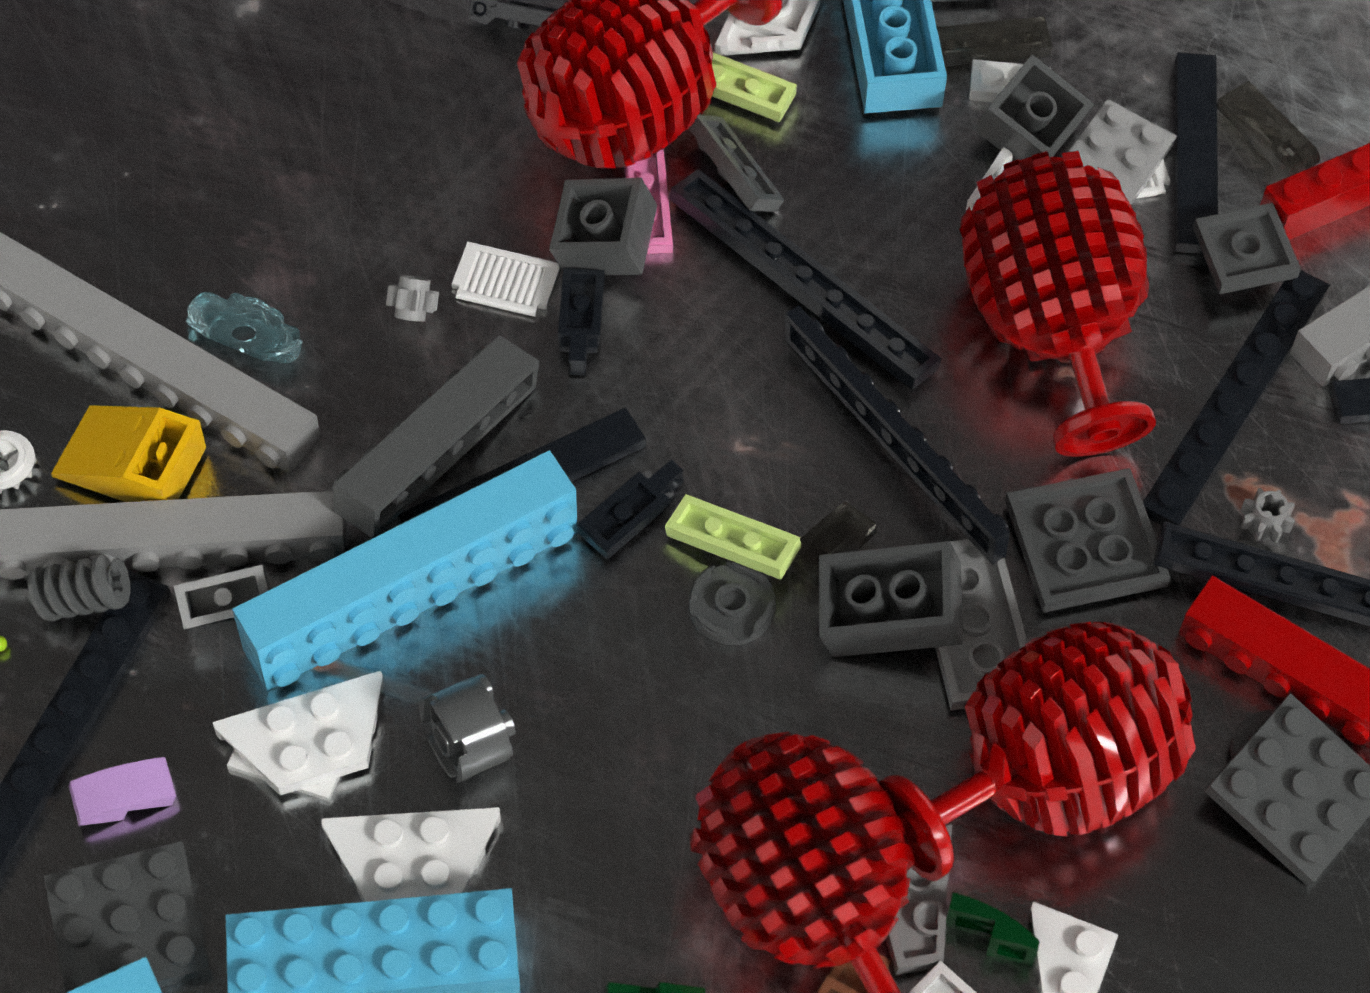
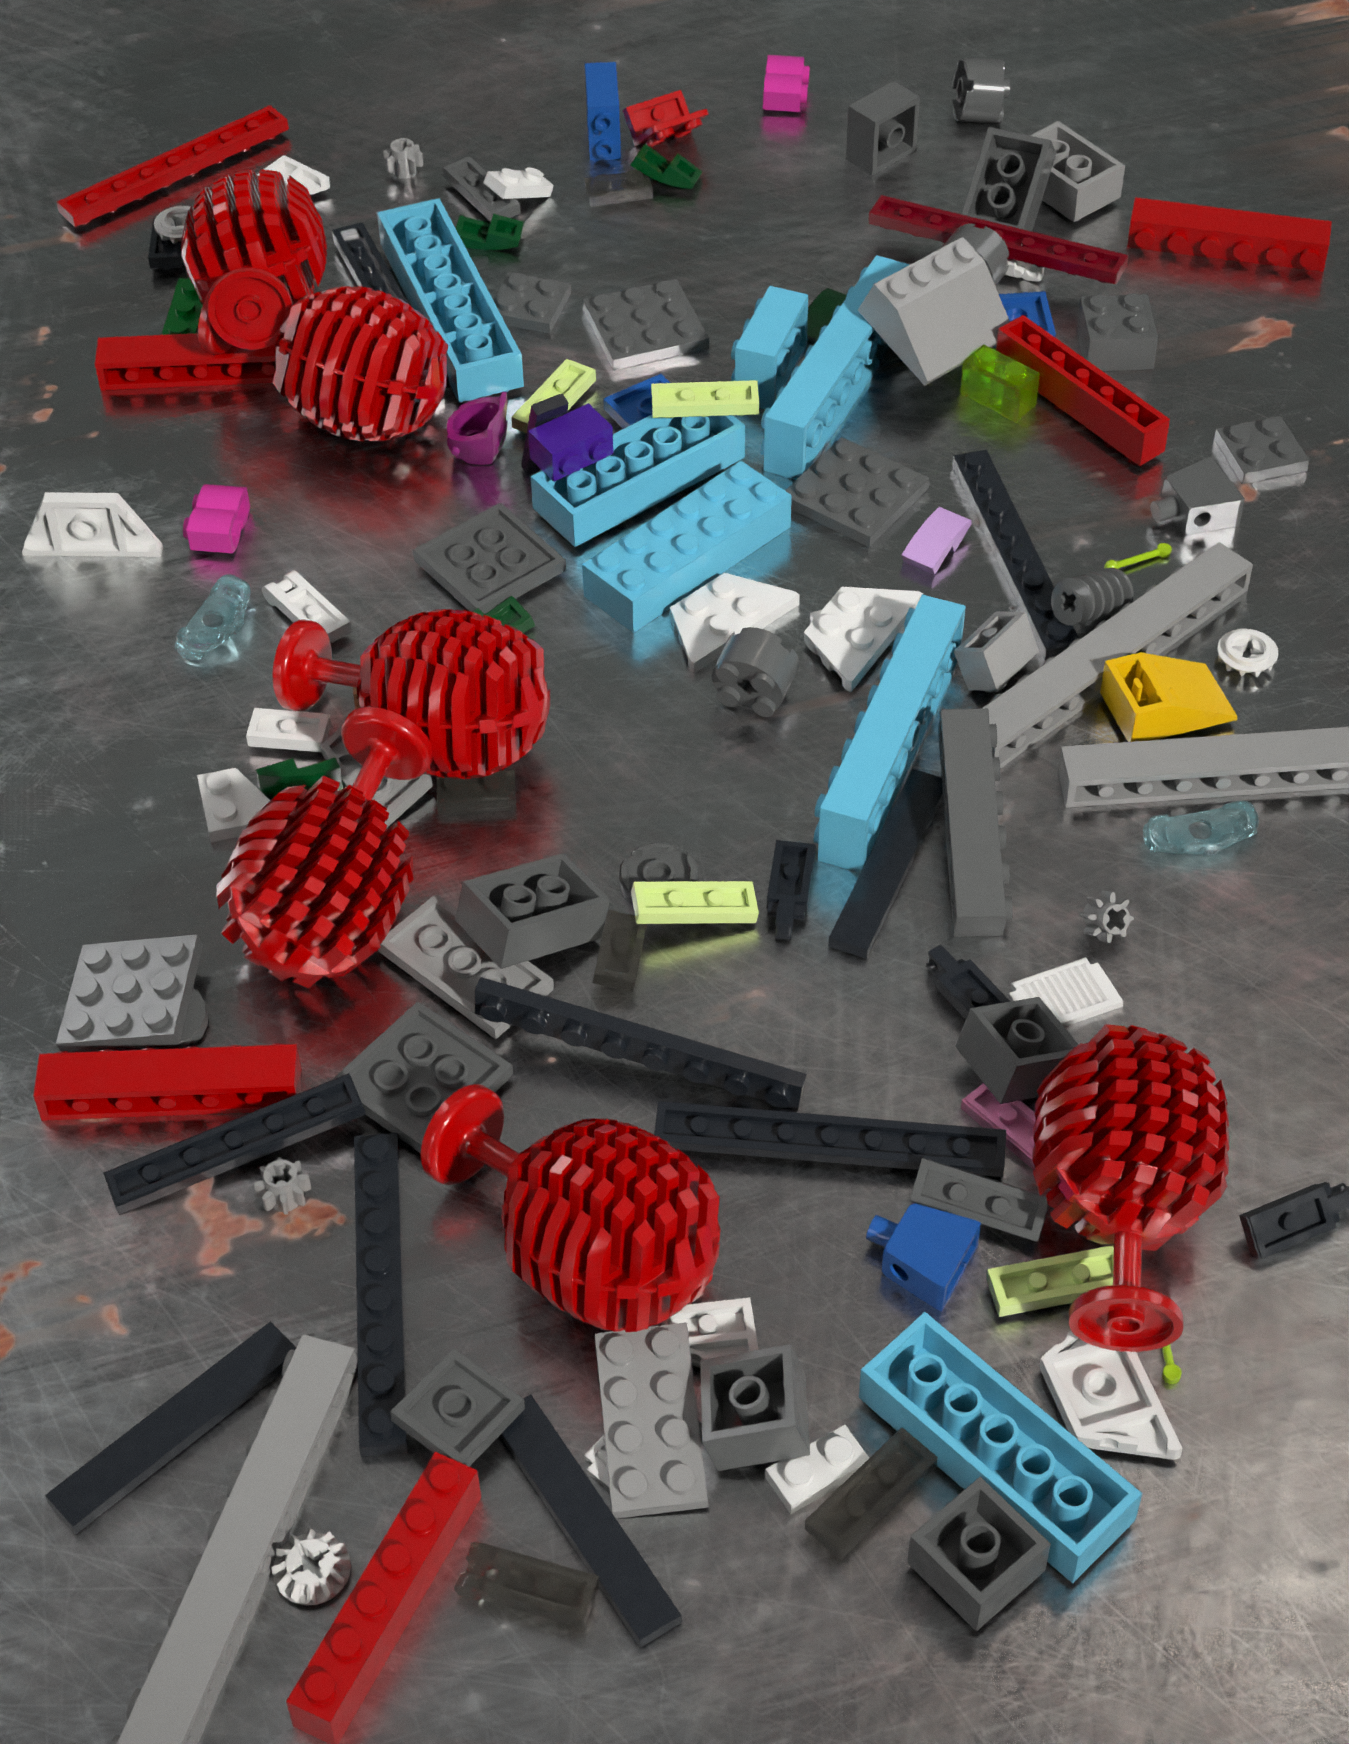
camera: 145 degrees right, 10 degrees down
(808, 153) = (926, 1251): none -> blue torso

